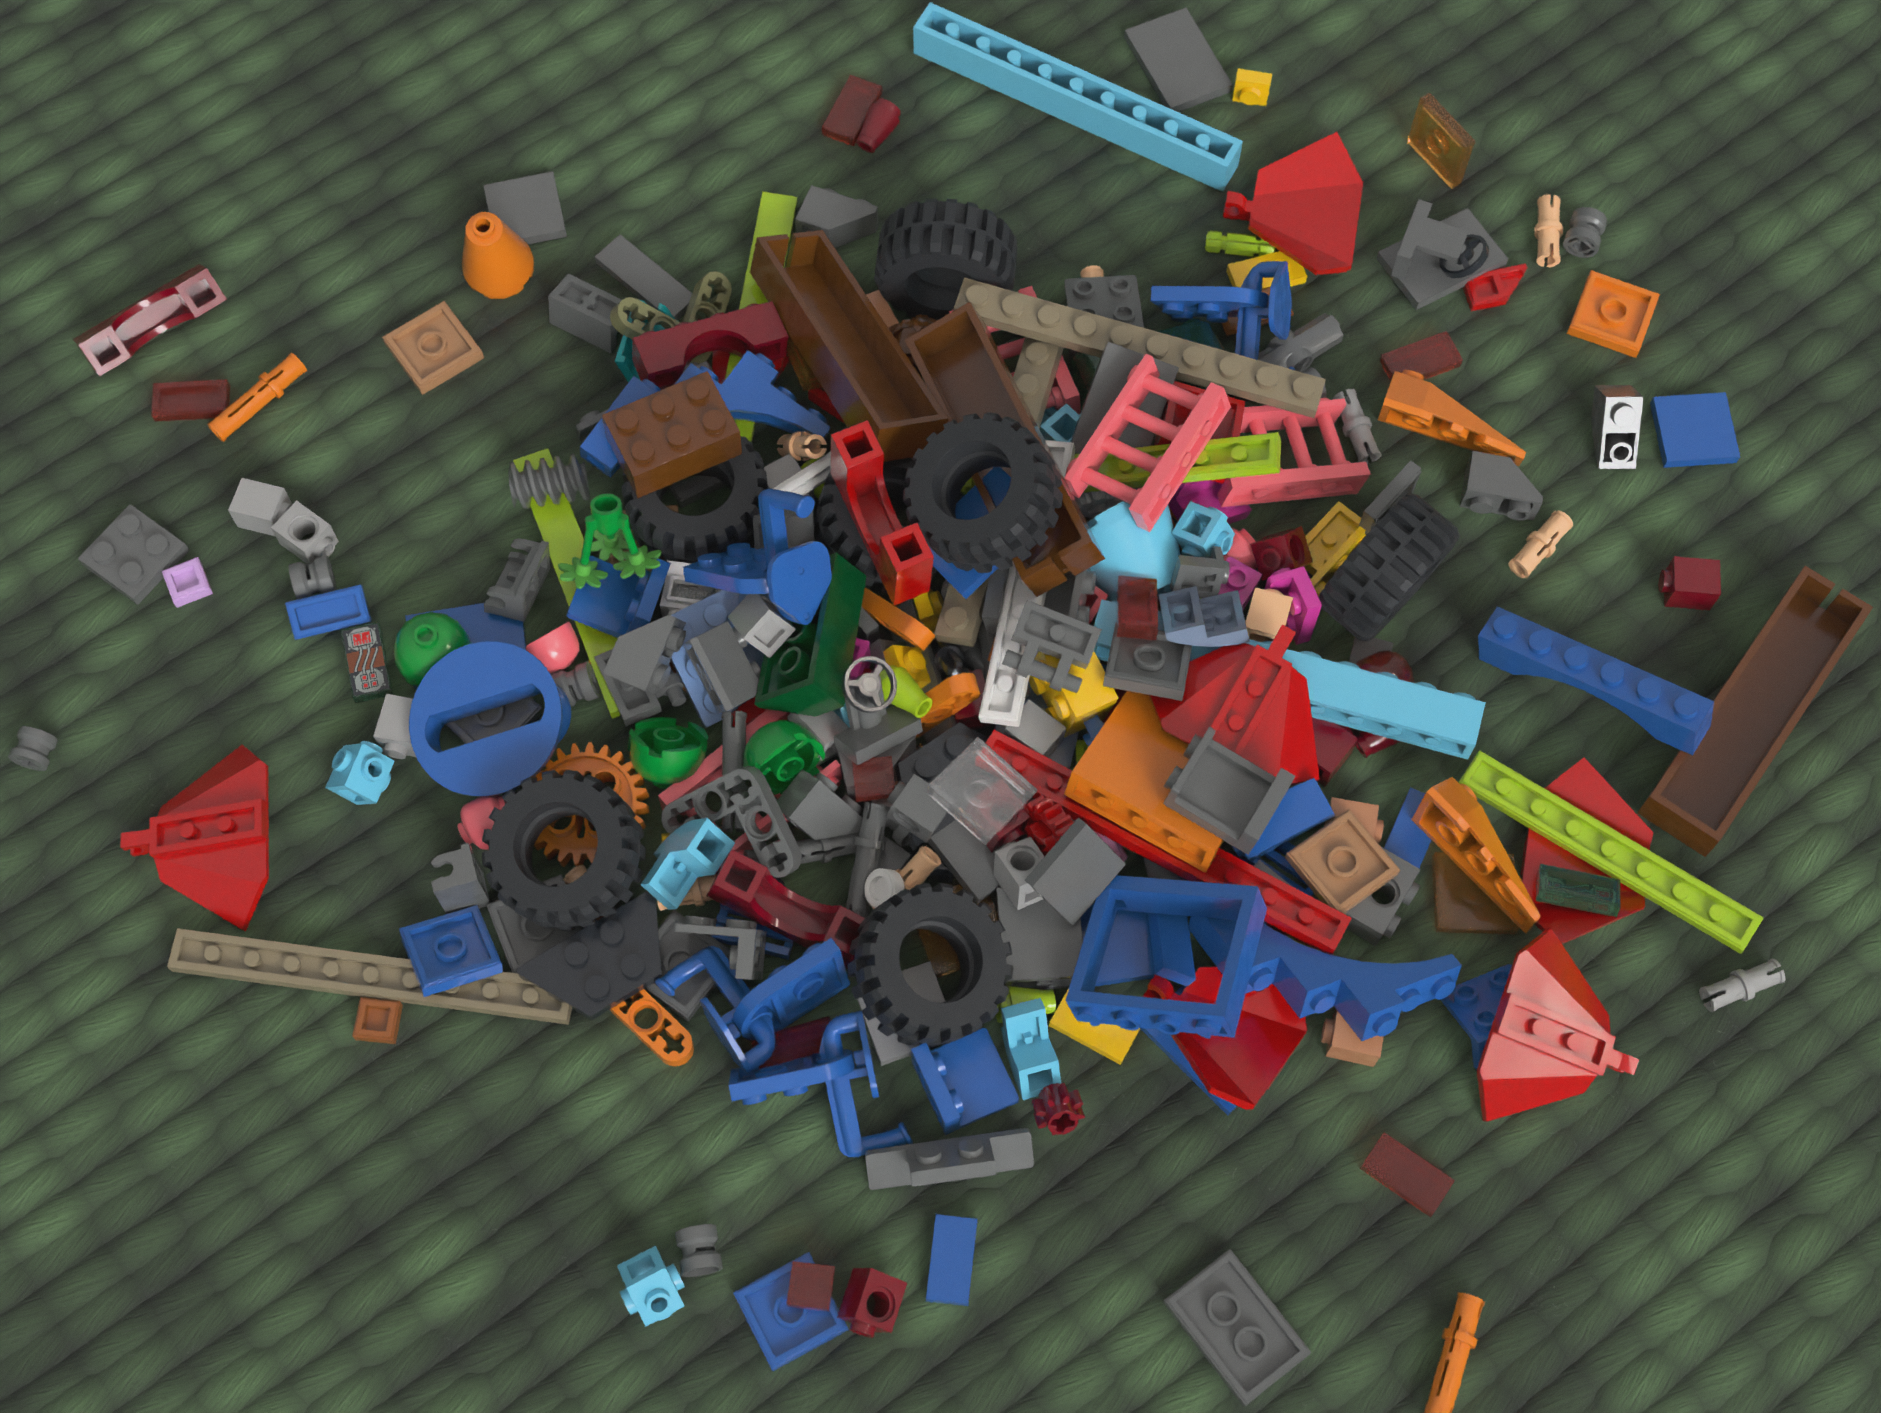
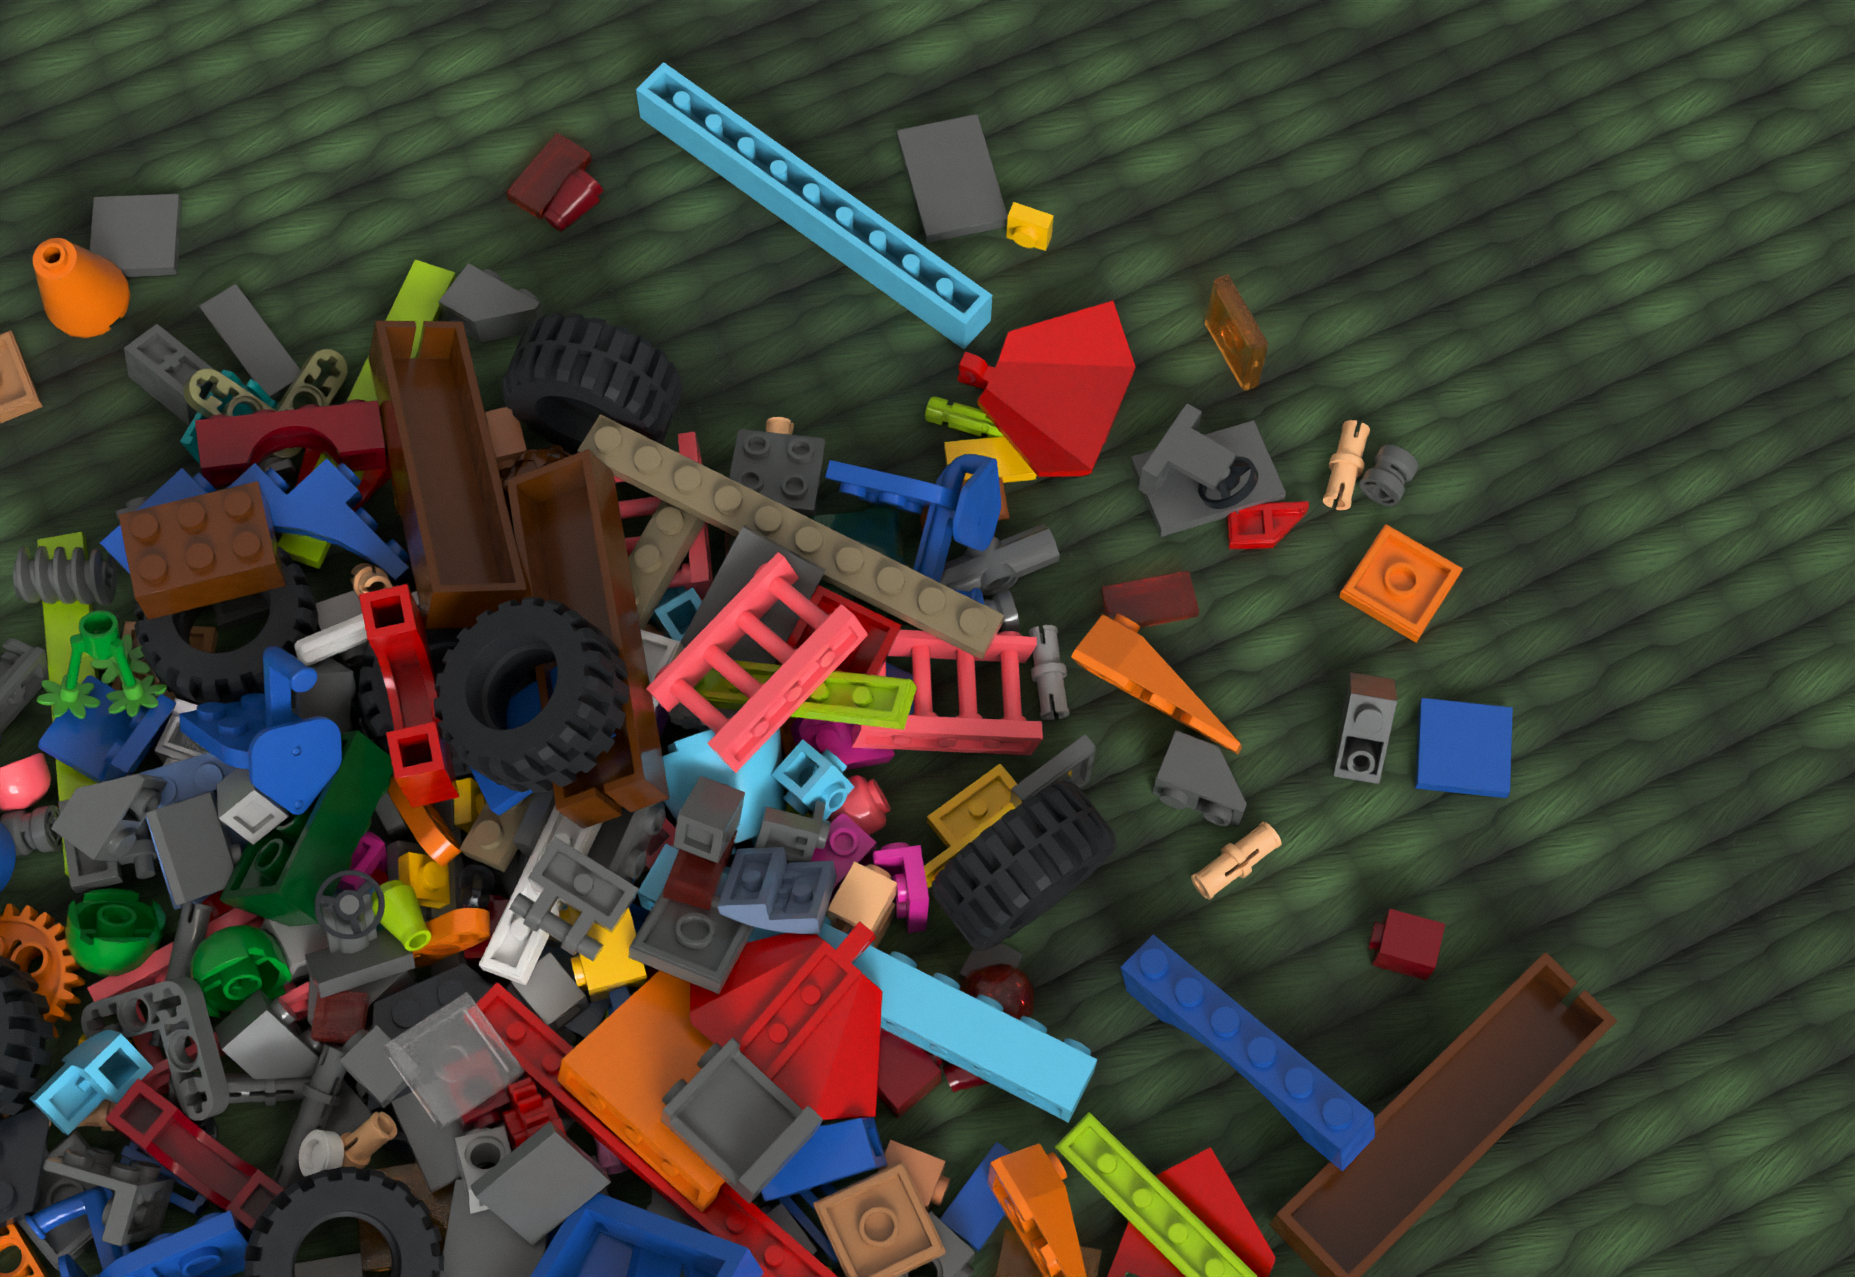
camera: 10 degrees right, 0 degrees up
(1138, 570) = (709, 819): none -> dark grey brick
(1281, 551) = (909, 818): dark red brick -> none

